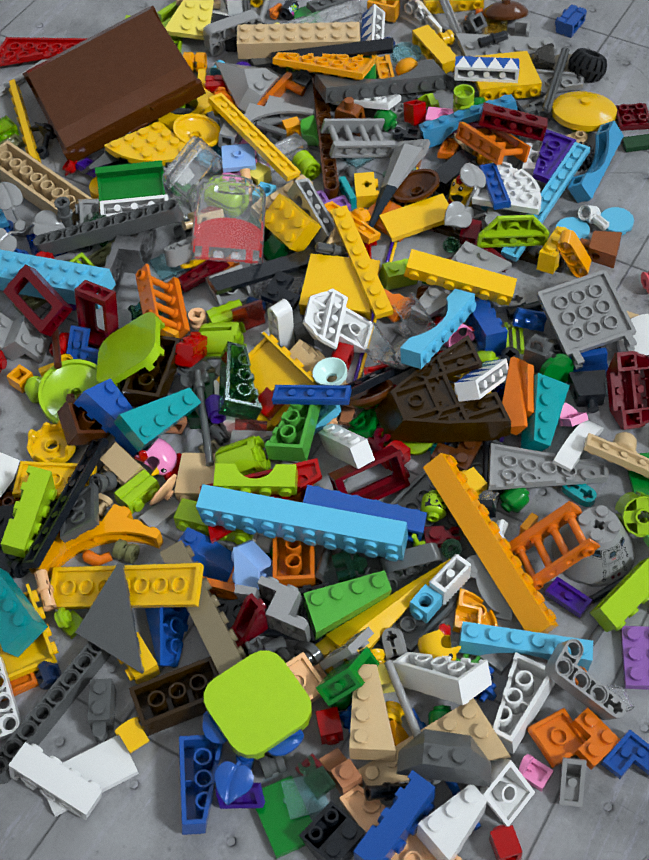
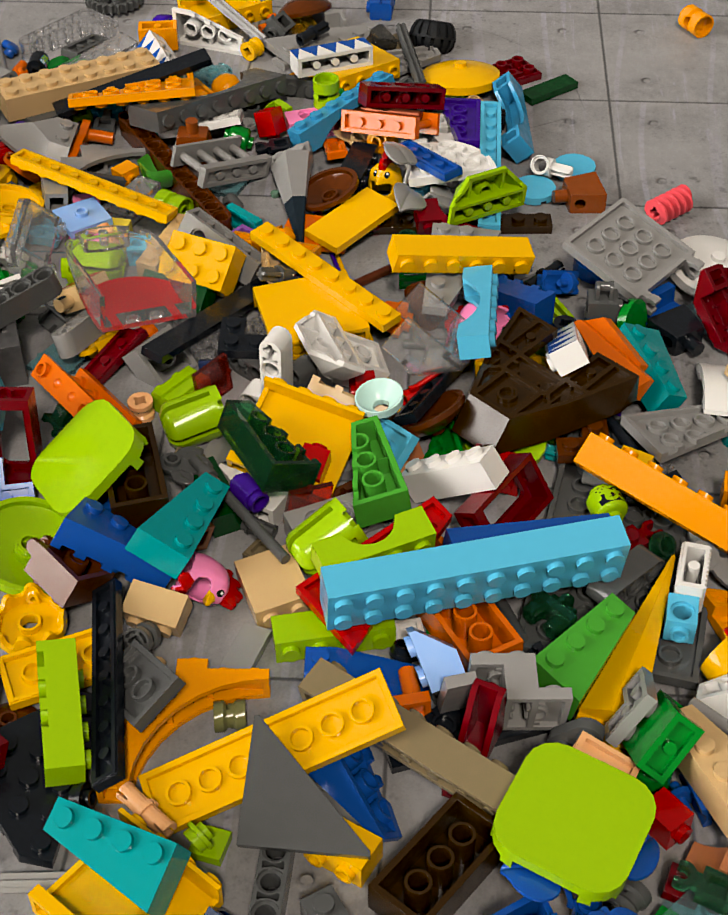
camera: 30 degrees left, 10 degrees down
(94, 559) = (184, 744): orange arm -> none
(137, 491) = (197, 633): lime brick -> none
(165, 491) = (239, 618): light nougat dish -> none
(191, 349) = (170, 433): red brick -> none
(272, 645) = (514, 754): dark grey bar -> none
(312, 394) = (377, 426): blue tile -> none
(365, 189) = (265, 207): yellow brick -> none
(389, 647) = (679, 677): light grey beam -> none
(393, 276) = (376, 277): lime brick -> none
(434, 48) = (243, 58): yellow brick -> none
(514, 499) = (690, 467): green head -> none
(549, 255) = (536, 208): yellow arch -> none
(570, 416) = (688, 364): bright pink tile -> none
(574, 253) = (563, 202): light orange beam -> none

